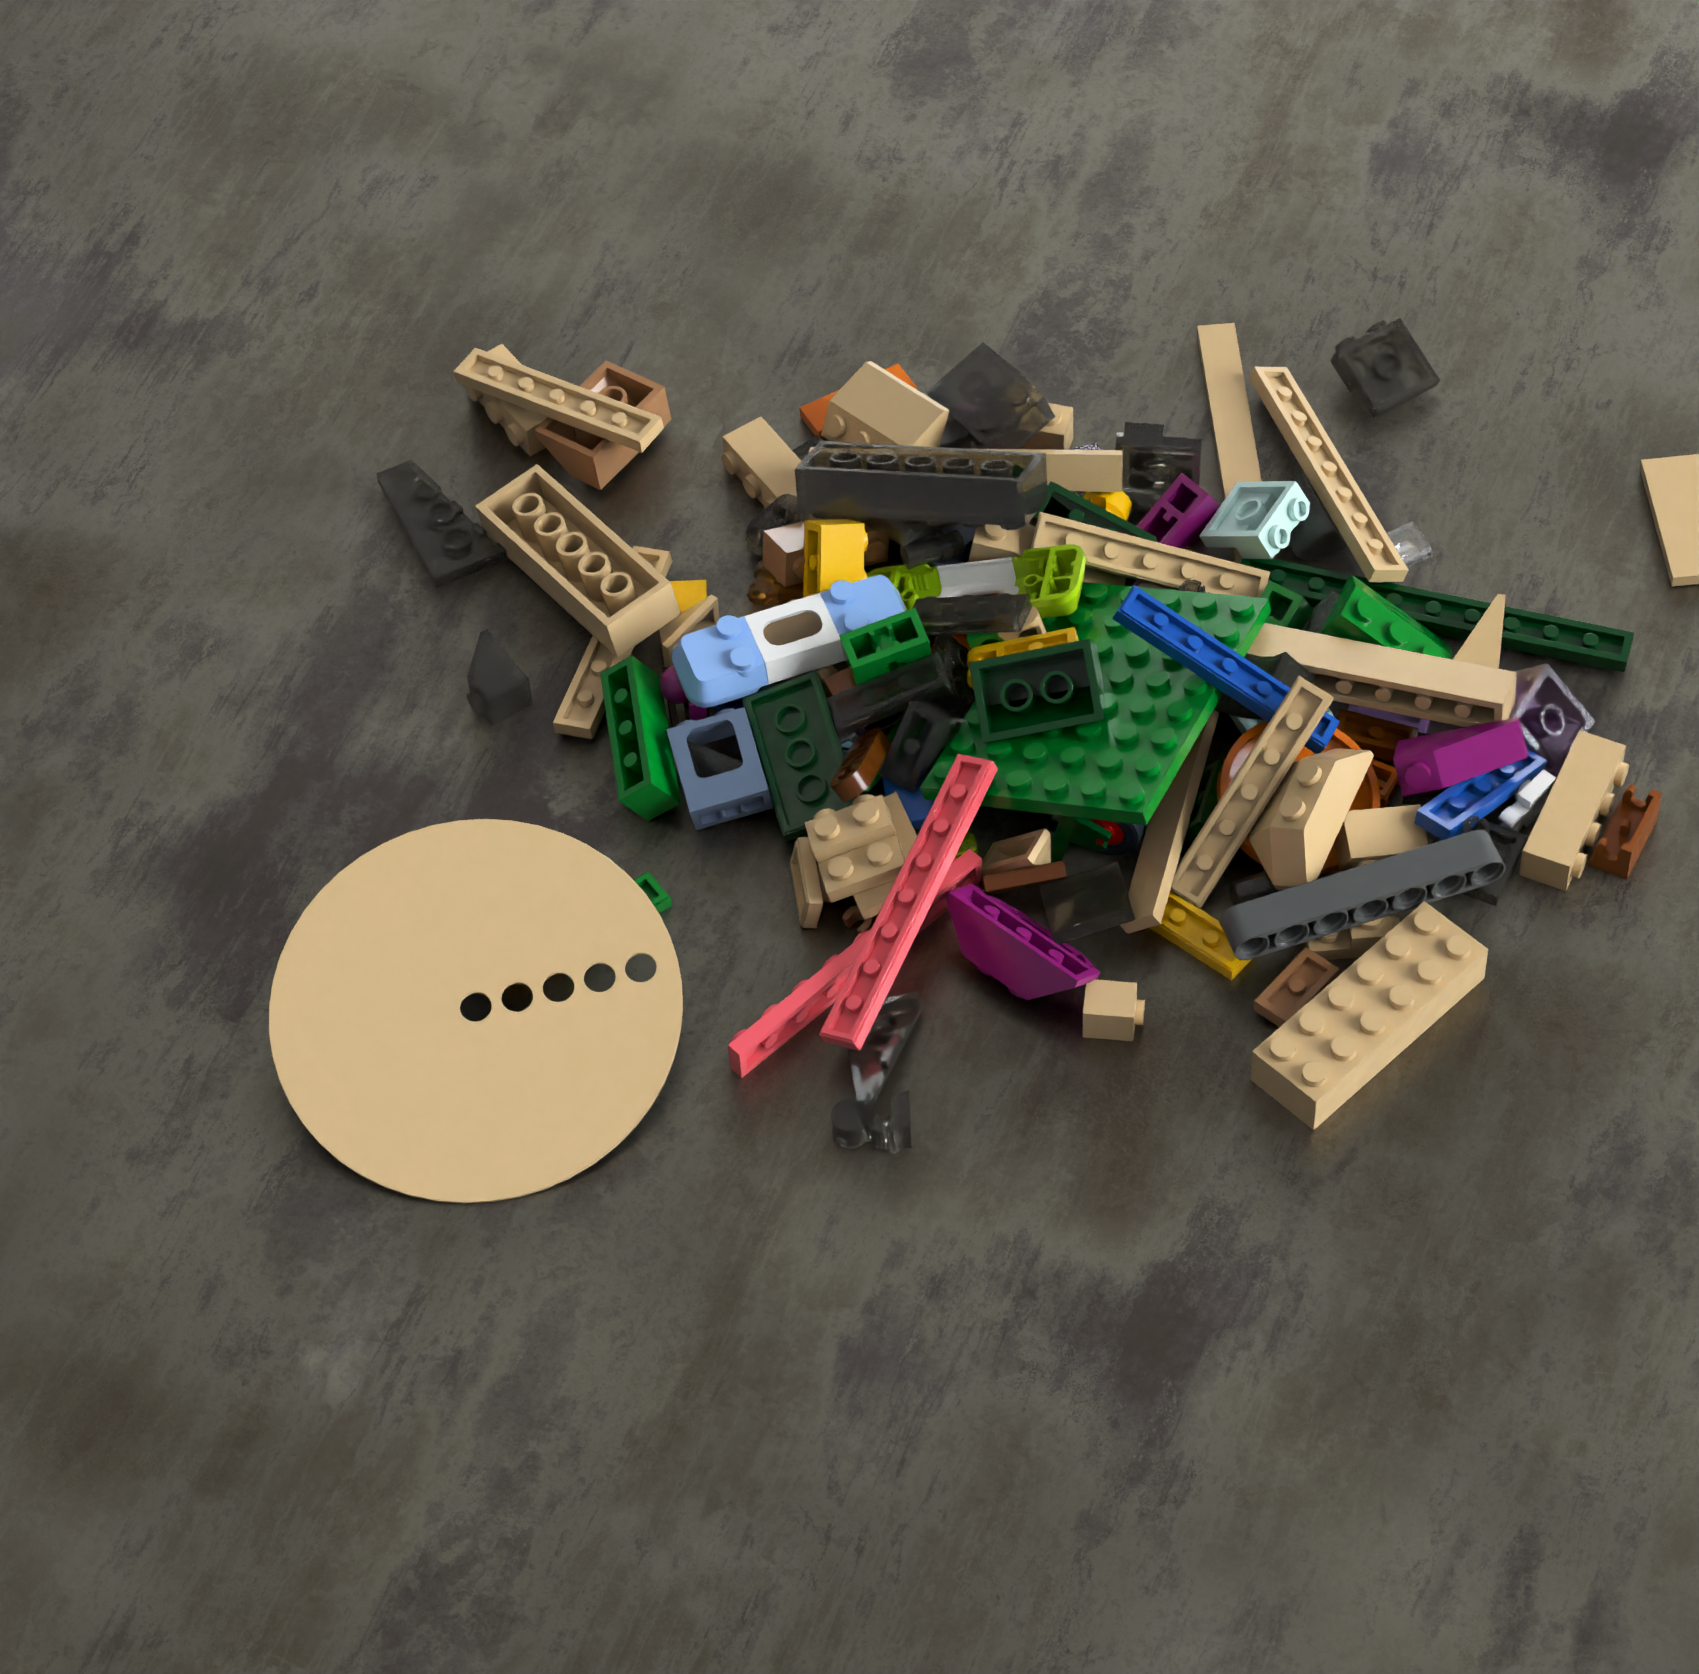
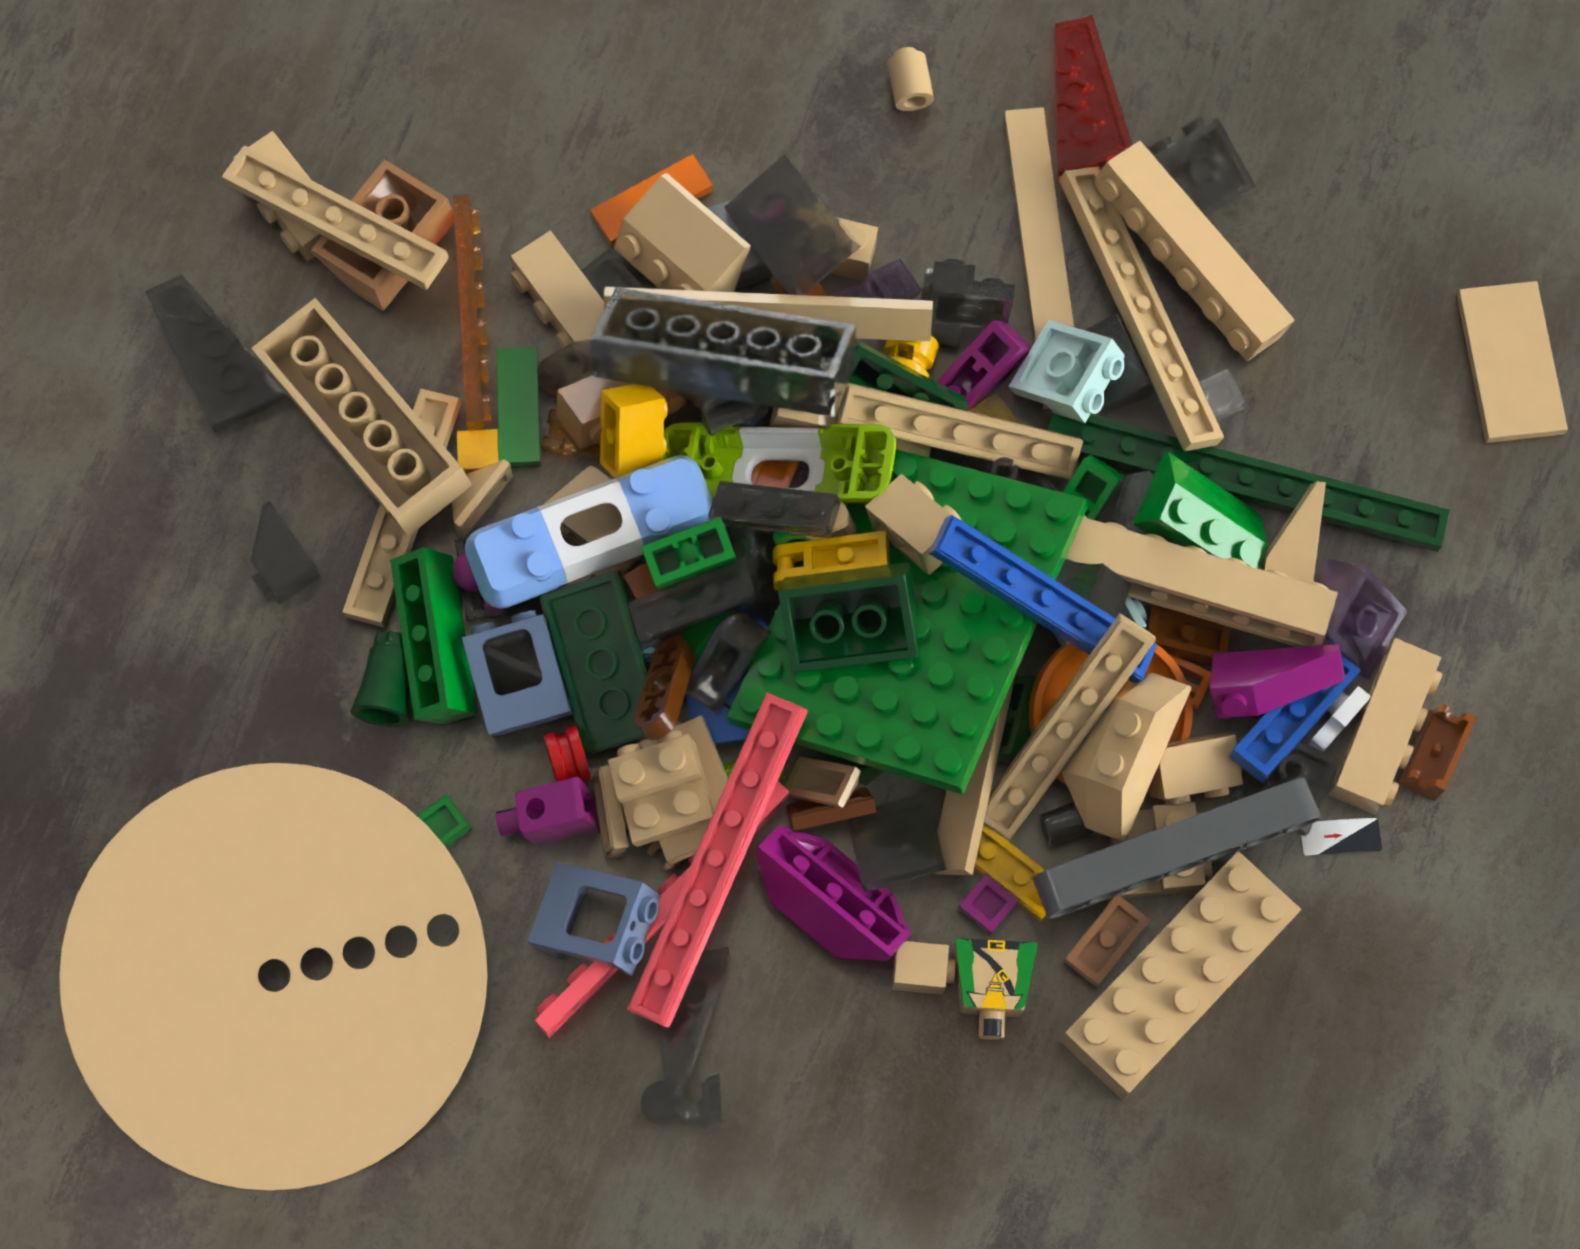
camera: 10 degrees left, 20 degrees up
(591, 783) = (385, 684): none -> dark green plant
(684, 474) = (470, 298): none -> clear orange plate
(727, 562) = (518, 406): none -> green tile
(750, 878) = (566, 810): none -> magenta torso
(760, 950) = (561, 906): none -> sand blue window
(766, 836) = (567, 755): none -> red wheel
(1091, 613) = (910, 520): none -> tan brick
(1106, 303) = (910, 79): none -> tan brick
(1178, 959) = (988, 904): none -> magenta plate
(1183, 1019) = (993, 980): none -> torso
(1275, 316) = (1086, 101): none -> clear red wing
(1379, 428) = (1193, 251): none -> tan brick
(1533, 907) = (1342, 836): none -> sticker

